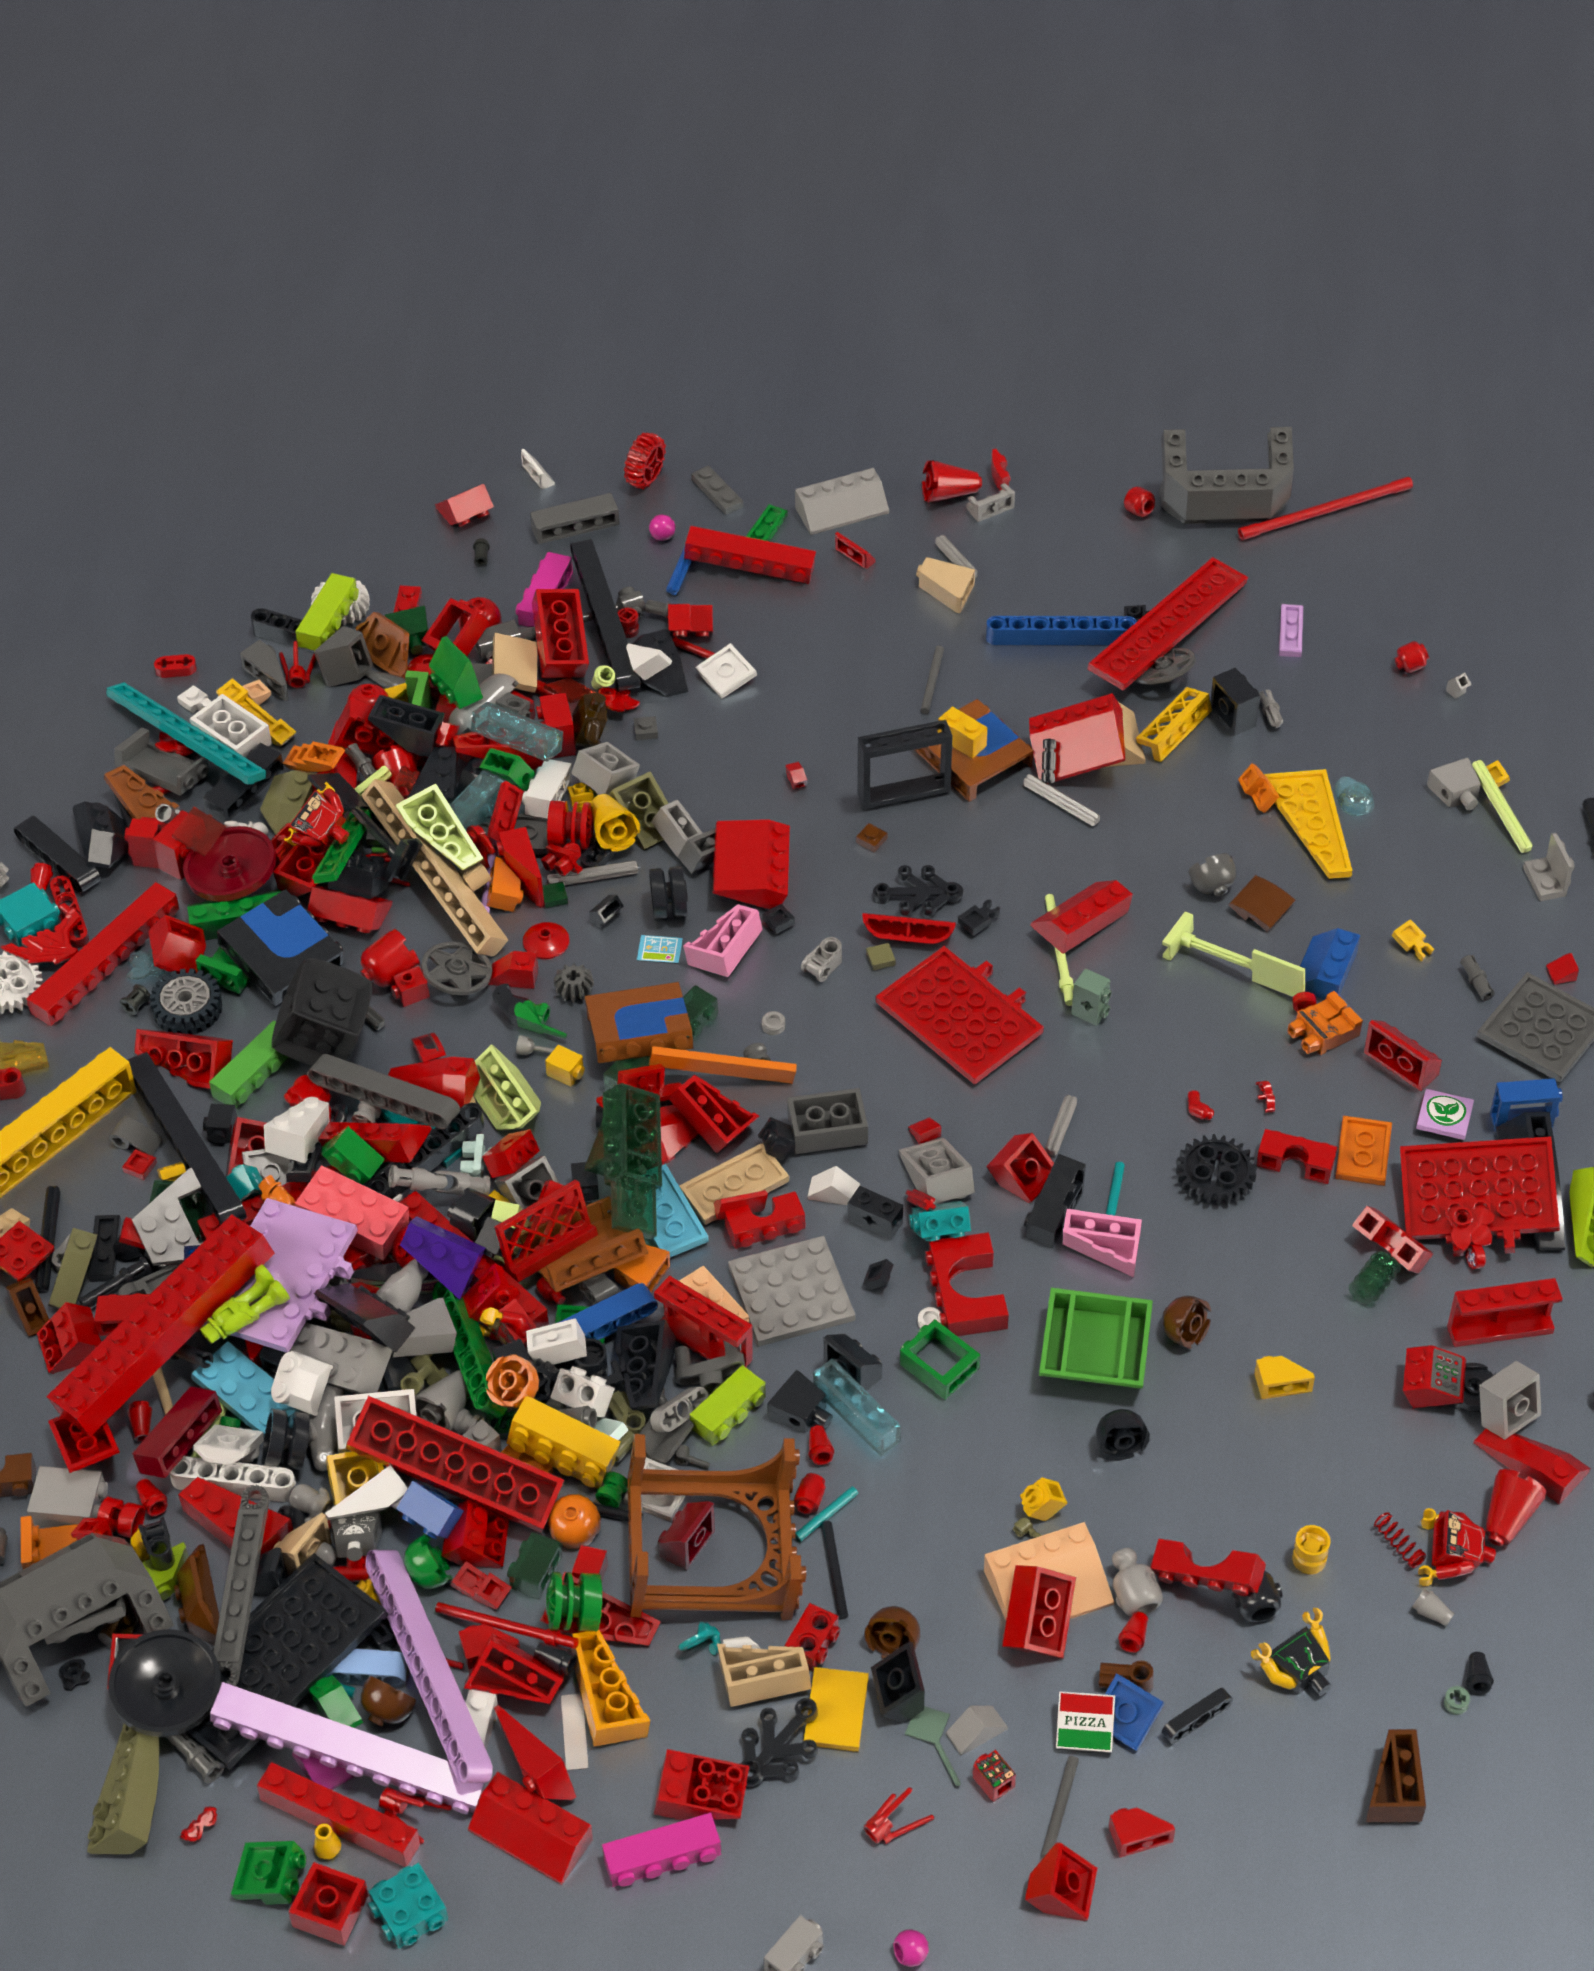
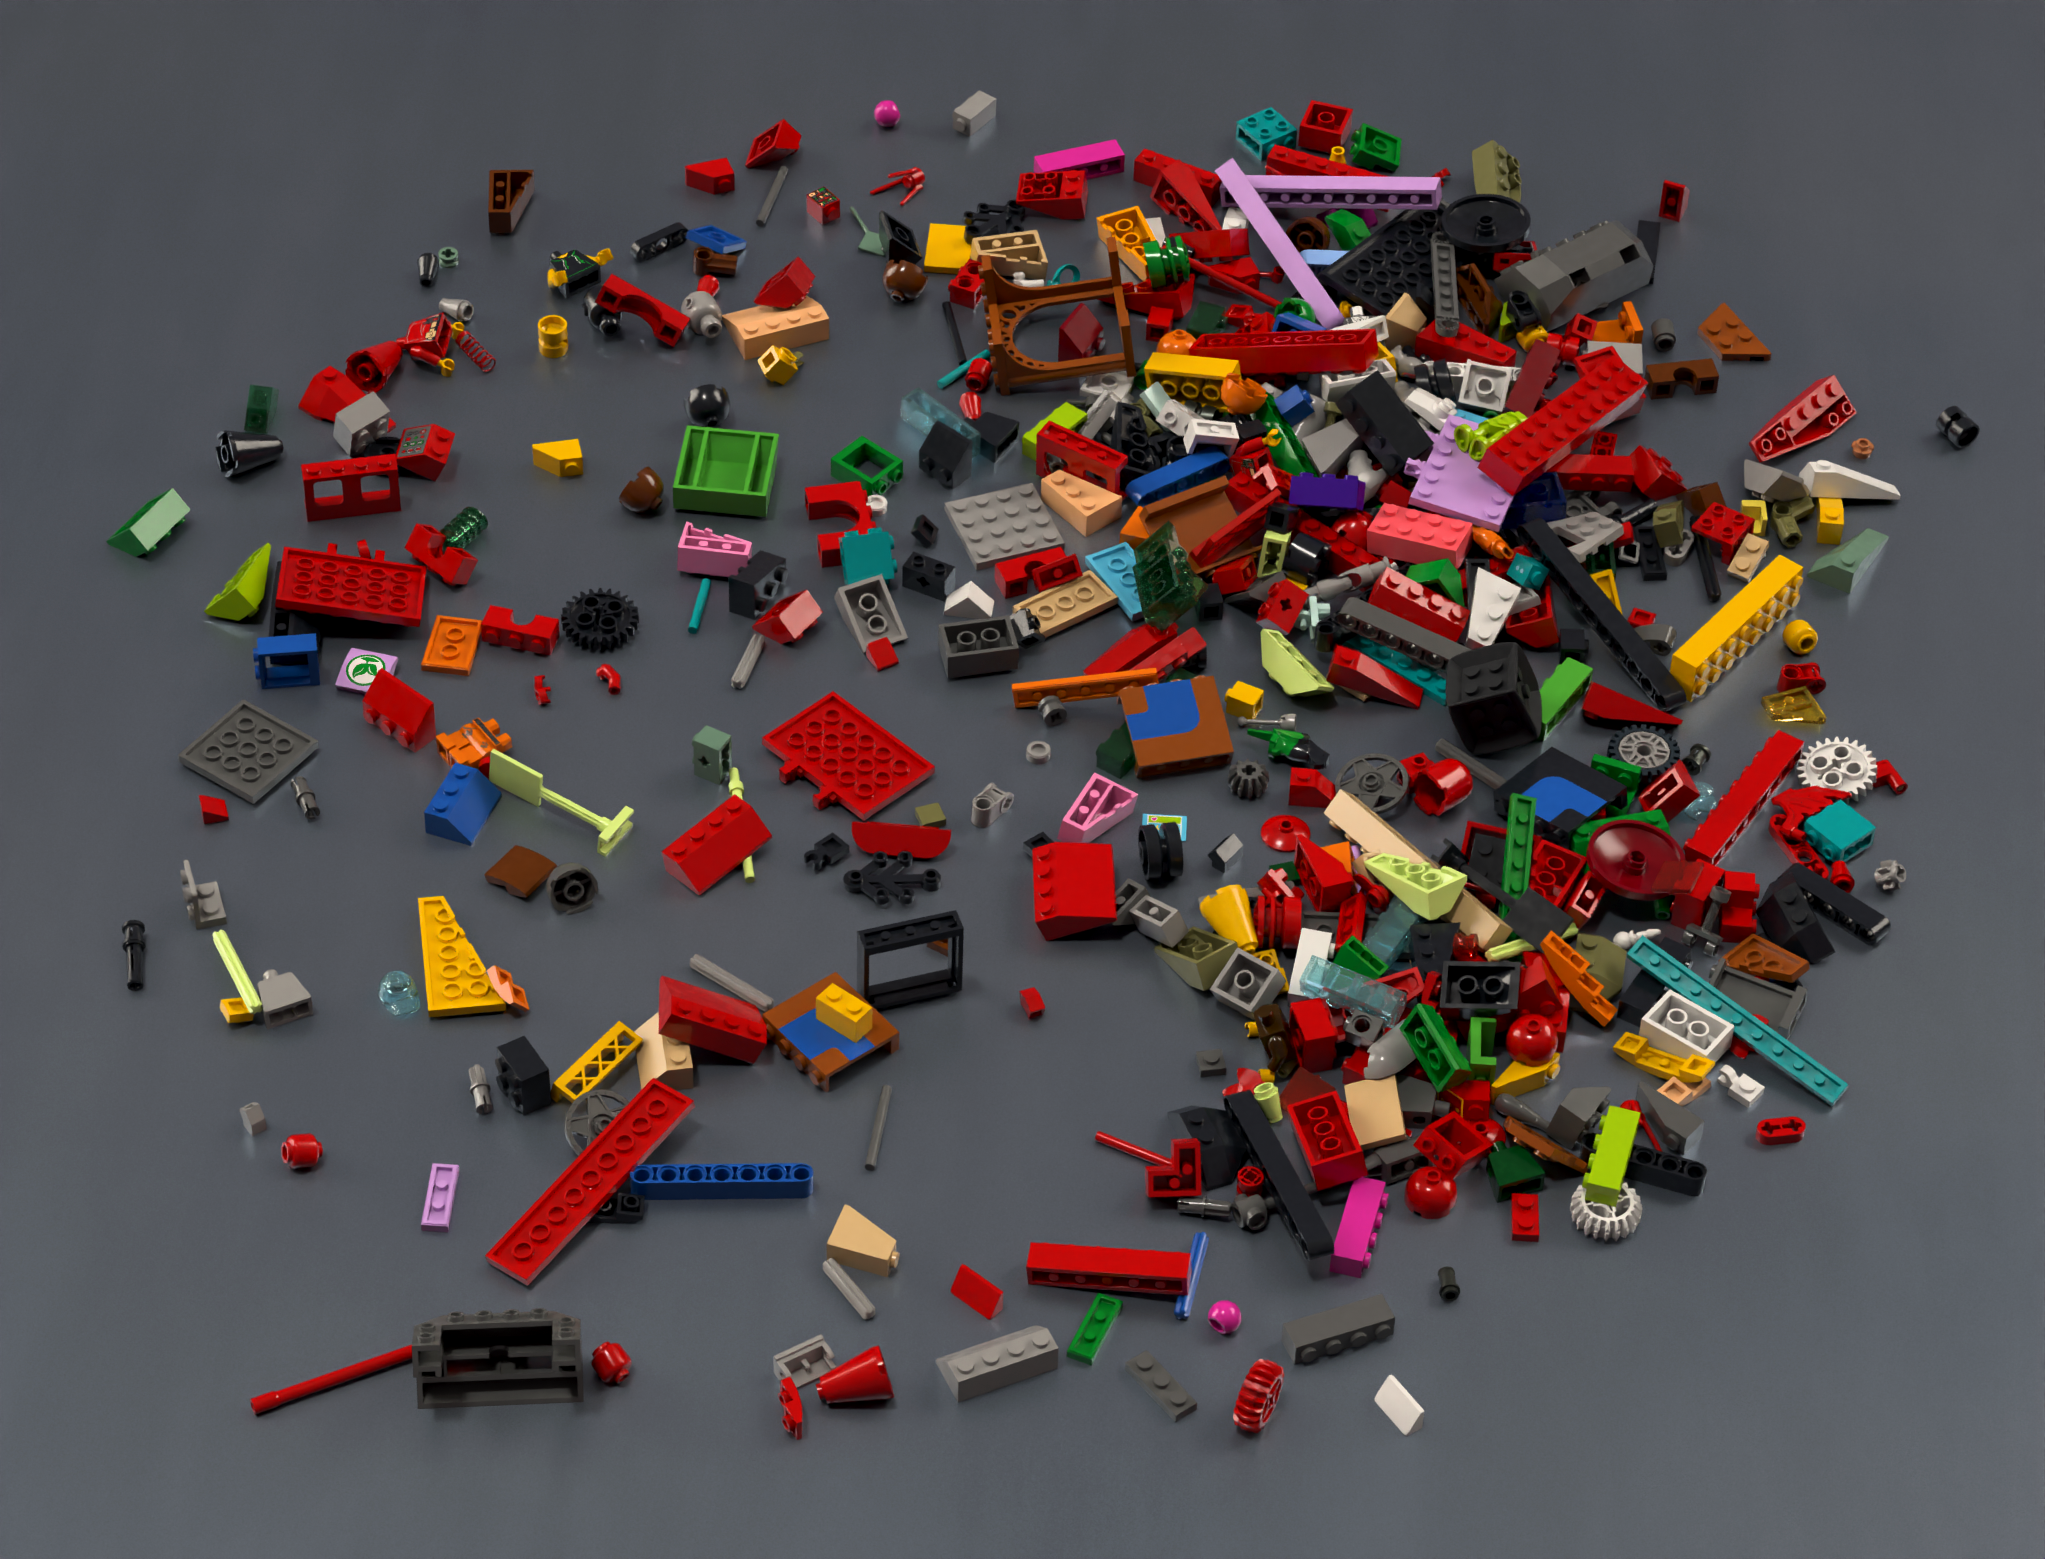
camera: 175 degrees right, 5 degrees down
(319, 820) = (1547, 863): red torso -> none
(428, 1047) = (1385, 710): red slope -> none
(456, 1384) = (1295, 405): none -> blue brick
(466, 505) = (1484, 1347): slope -> none
(583, 1414) = (1182, 390): dark grey cone -> none
(647, 660) = (1218, 1102): white slope -> none
(711, 1113) = (1090, 640): red wedge -> none
(726, 671) = (1124, 1126): white tile -> none
(920, 1199) = (885, 567): red axle -> none
(975, 1727) = (834, 236): light grey slope -> none
(1048, 760) = (745, 999): axle -> none
(1085, 1722) = (749, 233): tile -> none
(1411, 937) = (366, 836): yellow plate -> none
(1473, 1230) = (372, 556): red plate -> none

